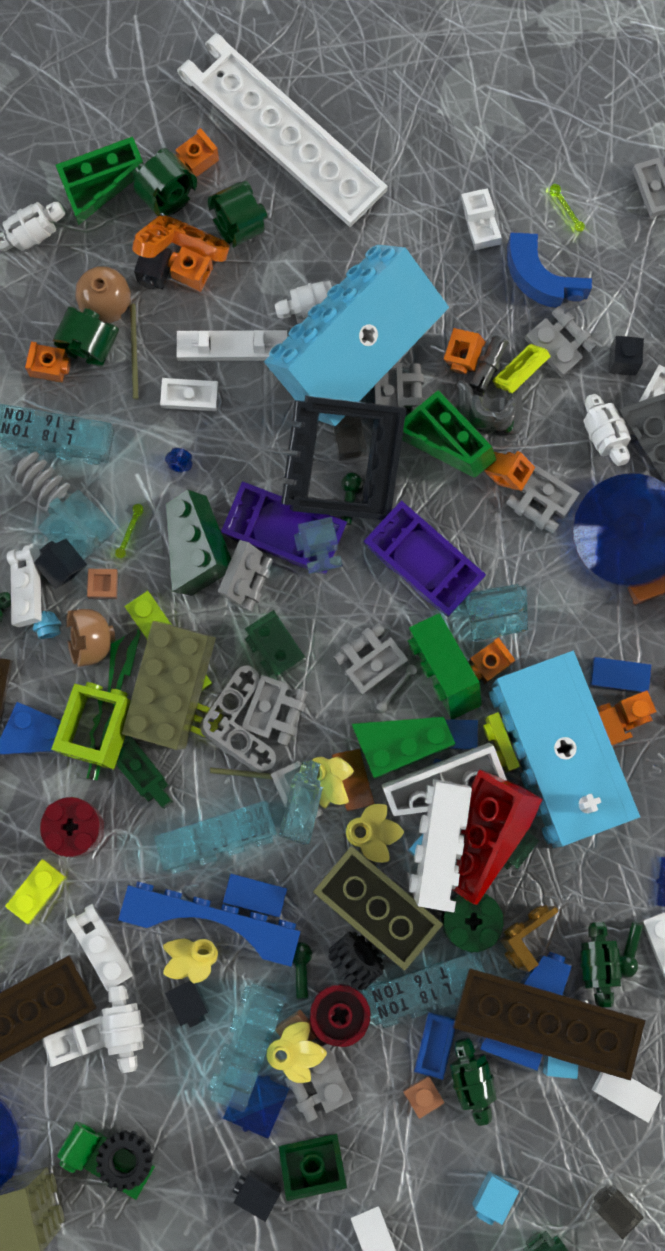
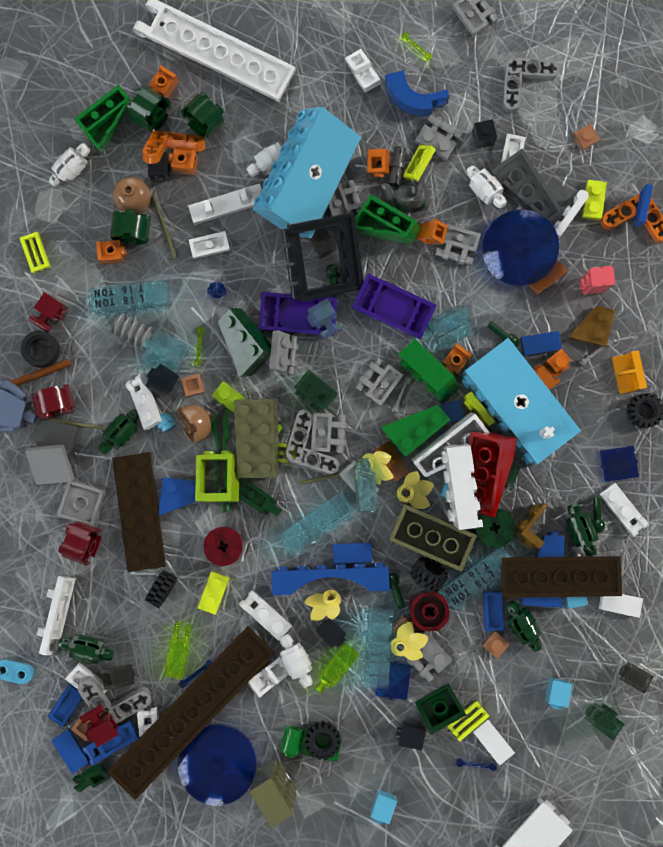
camera: 10 degrees left, 5 degrees up
(179, 1057) = (336, 667): none -> clear neon green hinge
(372, 1188) = (474, 725): none -> neon yellow tile
(567, 643) = (502, 334): none -> dark green bar

